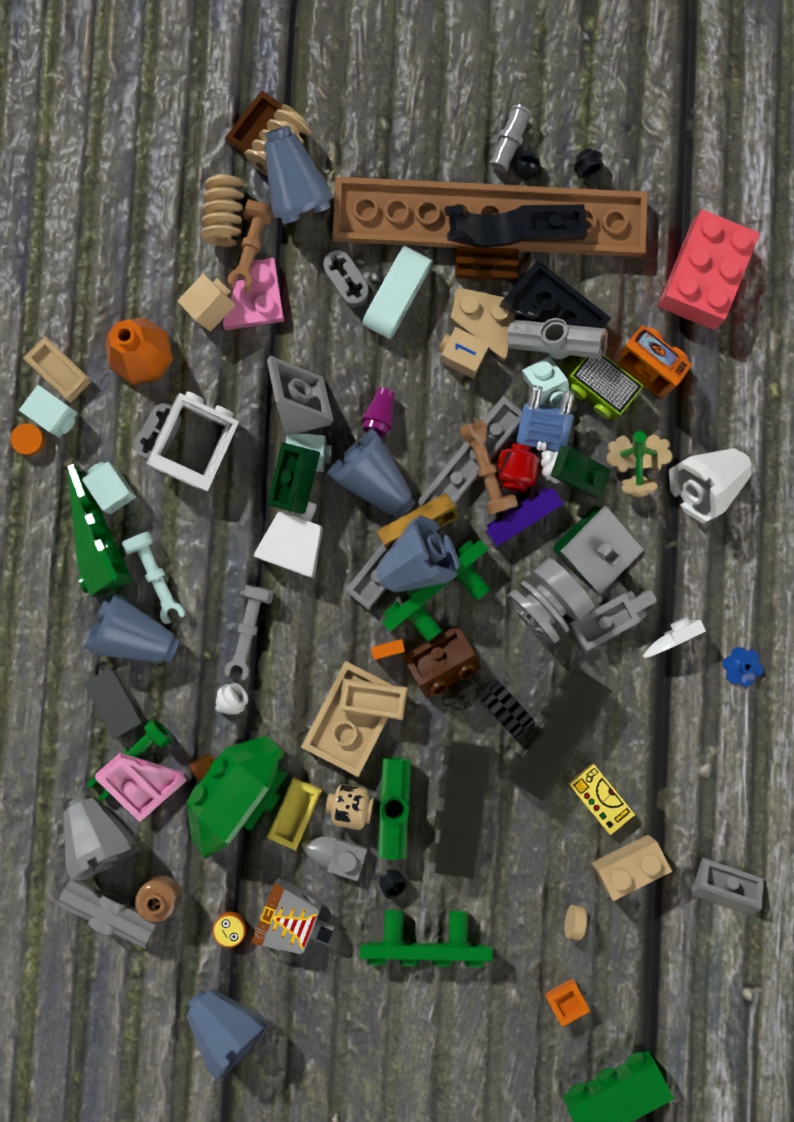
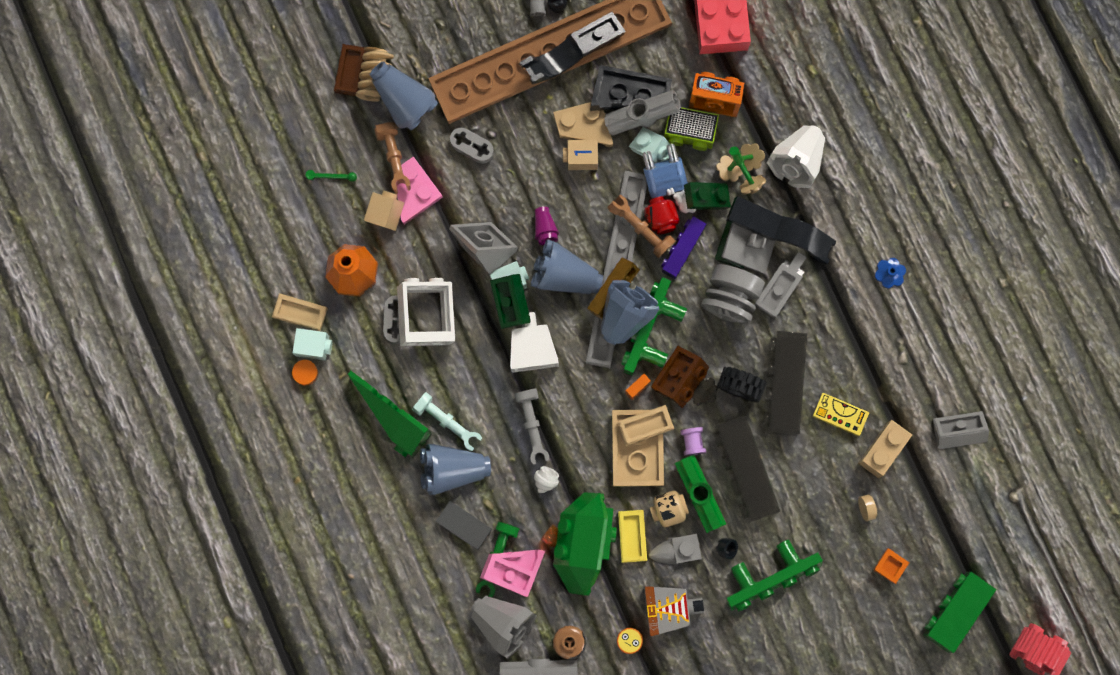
camera: 25 degrees left, 5 degrees down
(108, 487) = (381, 375): light aqua brick -> none
(151, 222) = (311, 175): none -> green hinge
(220, 210) = (359, 143): tan piece -> none
(397, 292) = (513, 137): light aqua beam -> none
(417, 743) = (693, 441): none -> lavender bush
(486, 262) = (583, 75): reddish brown tile -> none
(645, 553) = (781, 228): none -> black piece
(681, 631) = (834, 268): white plate -> none

